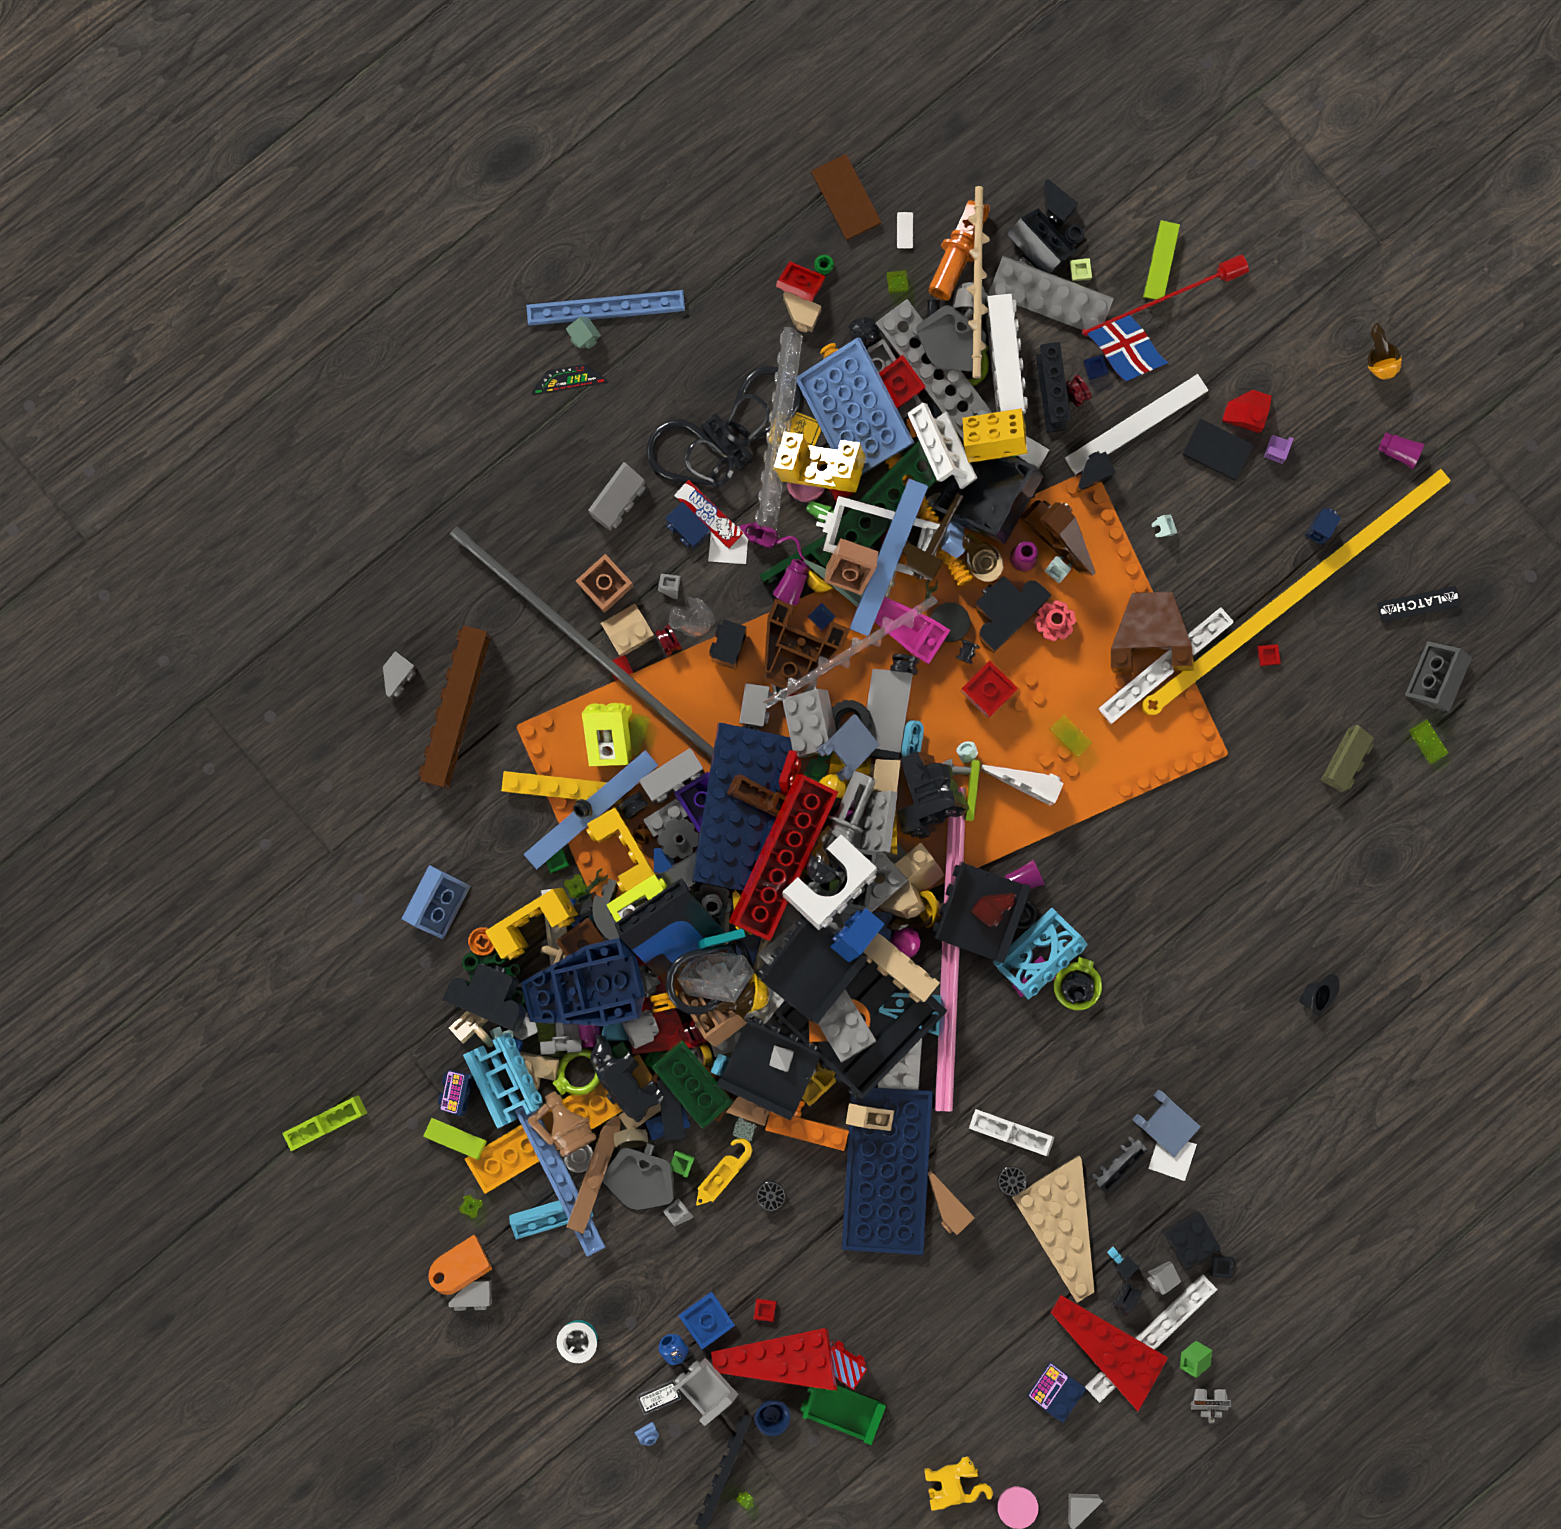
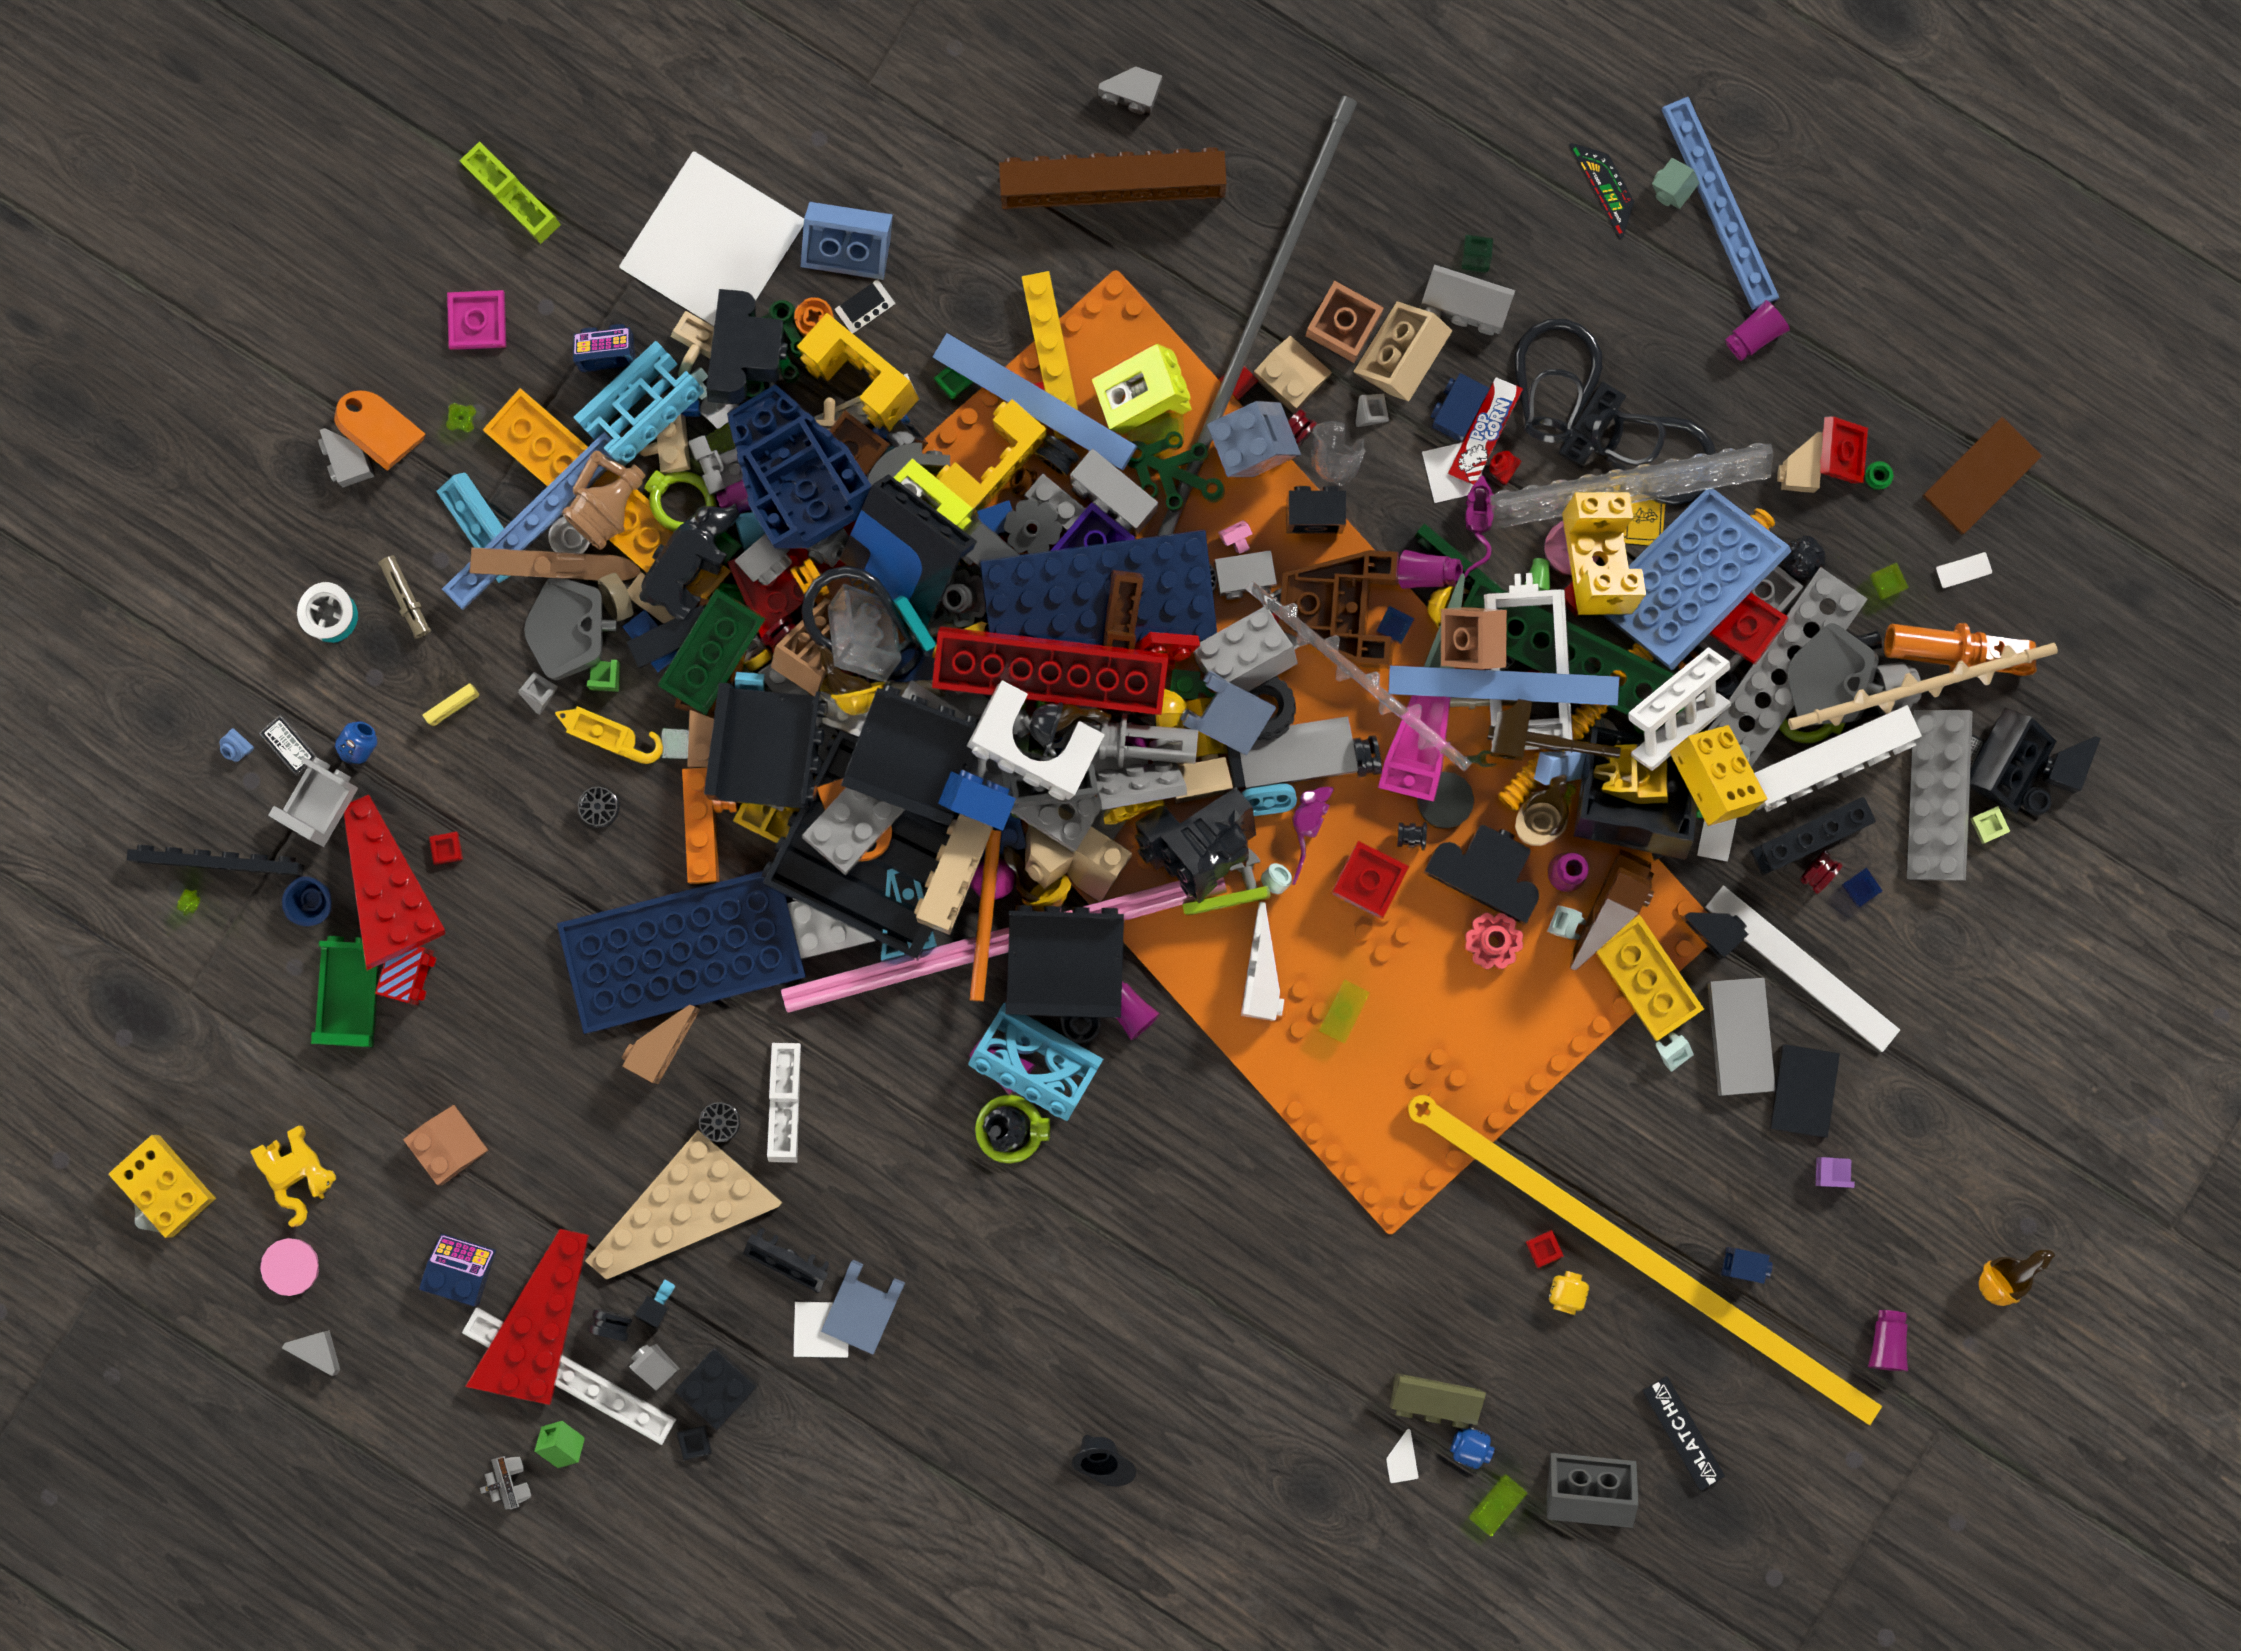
camera: 65 degrees right, 0 degrees up
(403, 994) = (710, 238): none -> white sticker
(406, 1174) = (476, 319): none -> dark pink tile
(455, 1138) = (542, 367): lime tile -> none
(485, 904) = (864, 306): none -> black sticker
(570, 886) = (927, 424): clear neon green plate -> none
(582, 809) = (1030, 388): black plate -> none
(586, 480) = (1477, 253): none -> clear green slope
(592, 1282) = (409, 607): none -> dark tan pin
(595, 881) = (941, 440): clear green hand -> none
(636, 550) = (1403, 350): none -> tan slope
(666, 733) = (1170, 469): none -> dark green plant
(667, 669) = (1254, 439): none -> sand blue container
(668, 1275) = (451, 705): none -> light yellow tile
(701, 311) = (1757, 331): none -> magenta plant
(706, 1320) = (408, 775): blue plate -> none
(726, 703) = (1236, 535): none -> bright pink tile
(736, 509) = (1504, 466): none -> red plate
(781, 1058) = (782, 758): light grey slope -> none
(869, 1117) = (743, 903): tan slope -> none
(933, 716) = (1309, 818): none -> magenta animal
(934, 956) = (985, 917): none -> orange piece
(969, 1373) = (445, 1145): none -> nougat slope
(978, 493) = (1632, 780): none -> yellow plate
(991, 907) = (1075, 973): clear red slope -> none
(1116, 526) = (1648, 979): none -> yellow plate
(1128, 345) = (1907, 922): flag -> none
(1151, 624) = (1532, 1072): reddish brown wedge -> none
(1161, 260) = (2040, 931): lime slope -> none
(1162, 668) = (1482, 1110): white plate -> none
(1169, 479) = (1741, 1036): none -> light grey slope
(1248, 411) = (1873, 1115): red slope -> none
(1303, 648) = (1568, 1293): none -> yellow head
(1379, 795) = (1402, 1460): none -> white sticker
(1386, 746) = (1471, 1448): none -> blue head

